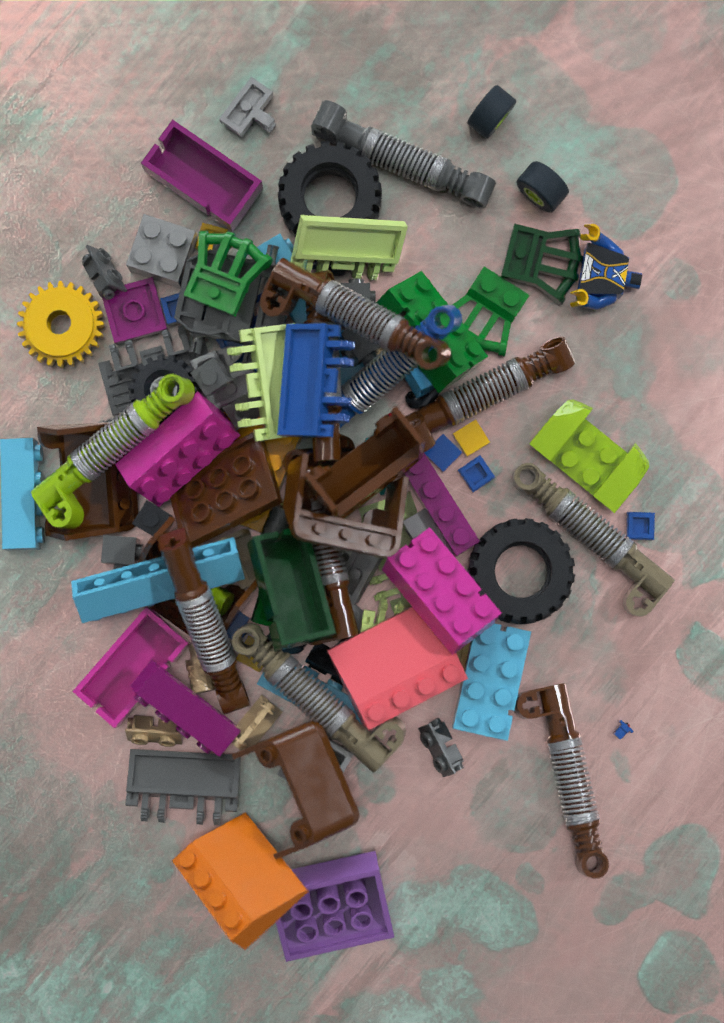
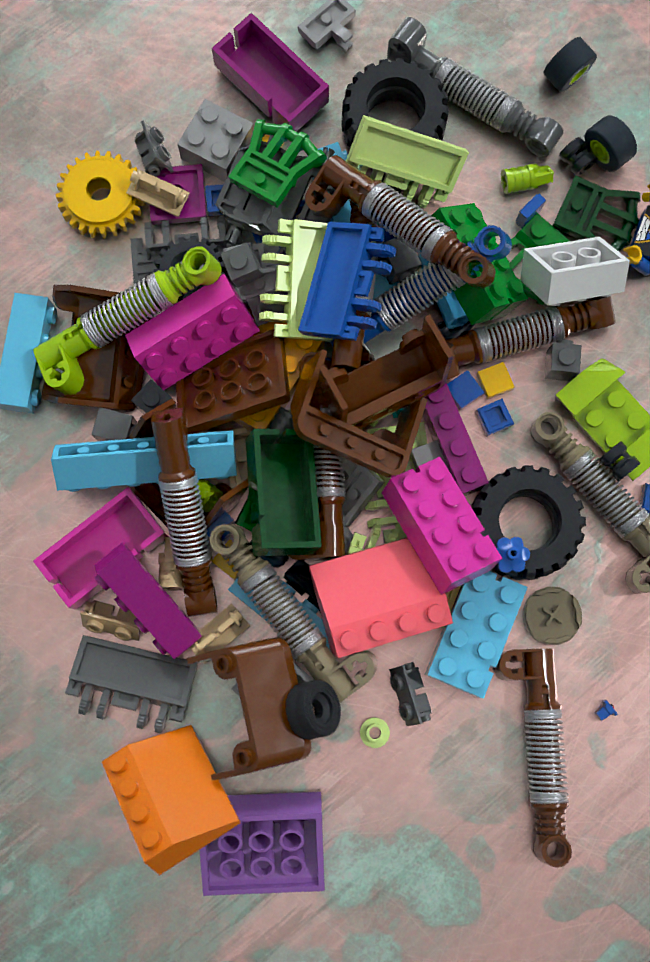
camera: 10 degrees right, 5 degrees down
(116, 315) = (157, 192): none -> tan hinge
(343, 784) = (301, 714): none -> black tyre
(414, 779) = (382, 739): none -> yellowish green plate
(467, 233) = (525, 177): none -> lime hinge
(476, 266) = (530, 209): none -> blue tile
(519, 207) = (578, 156): none -> black wheel
(519, 605) = (510, 562): none -> blue plant
(526, 323) = (574, 270): none -> white brick
(531, 409) = (563, 360): none -> dark grey brick
(560, 651) = (552, 615): none -> dark tan tile
(602, 503) = (624, 466): none -> black wheel

